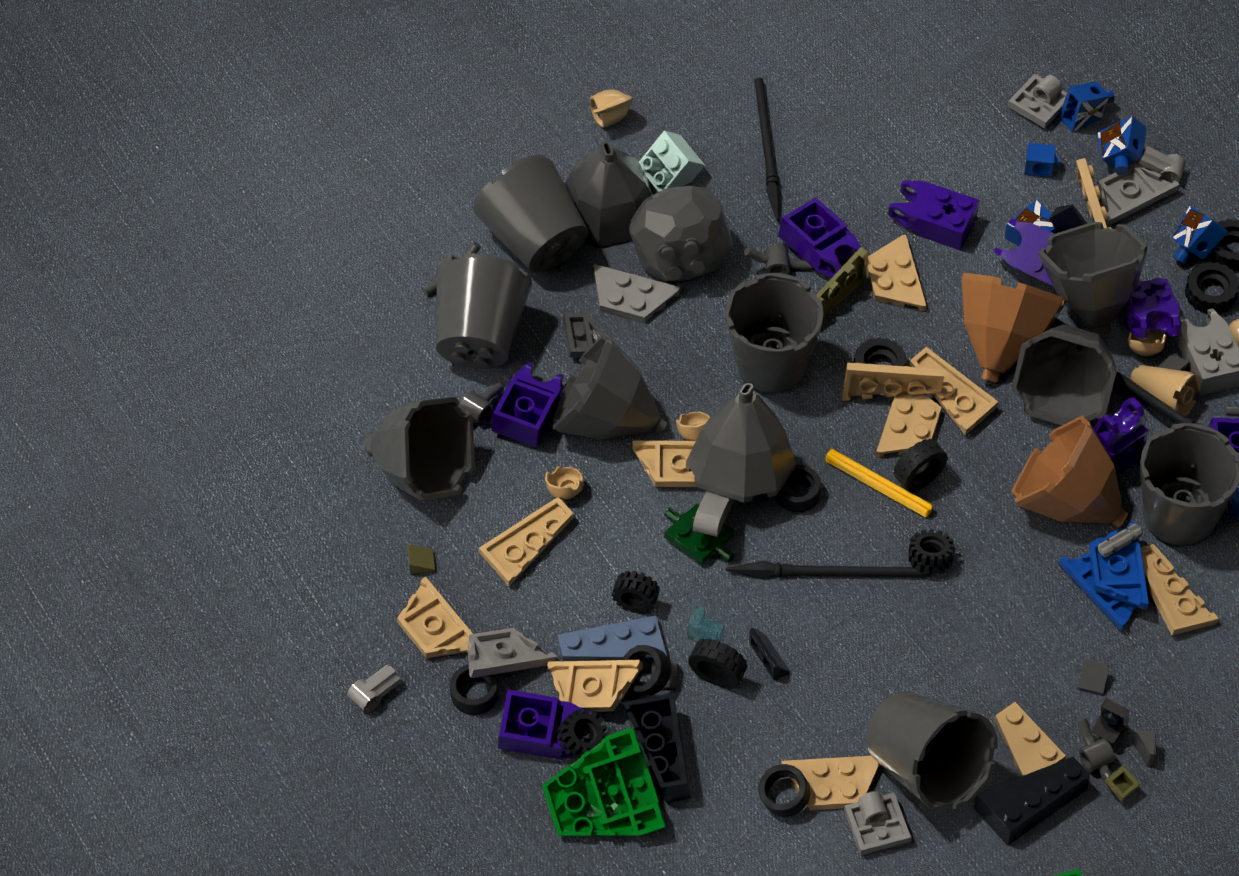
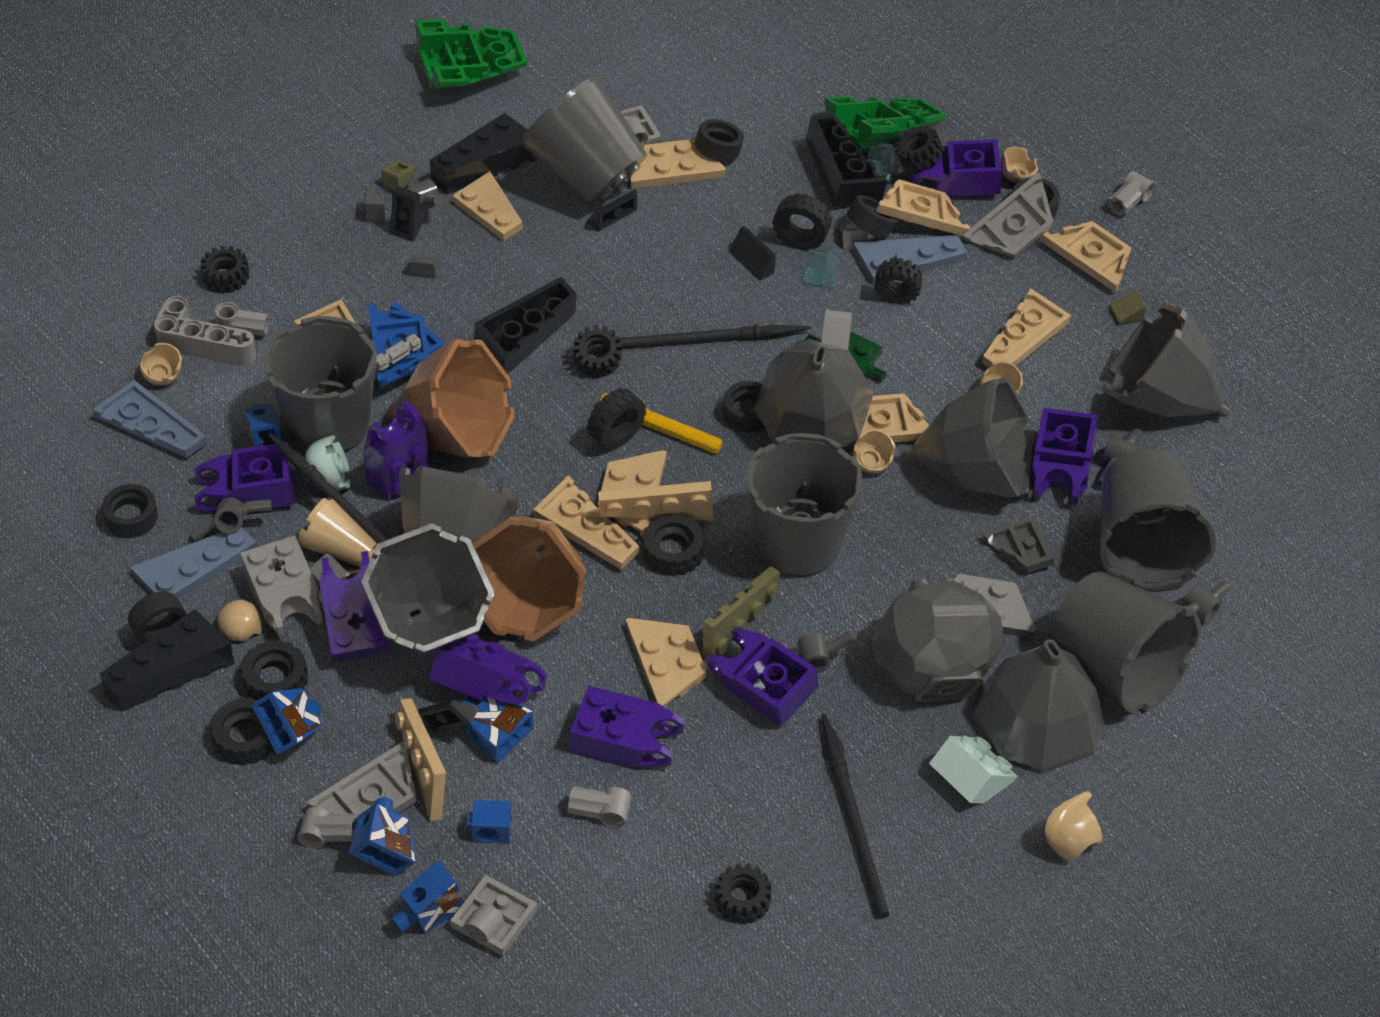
camera: 170 degrees right, 5 degrees down
(479, 728) = (1016, 164): none -> tan hair
(861, 88) = (746, 878): none -> black tyre
(950, 164) = (608, 806): none -> light grey piece
(998, 582) = (526, 323): none -> black wedge

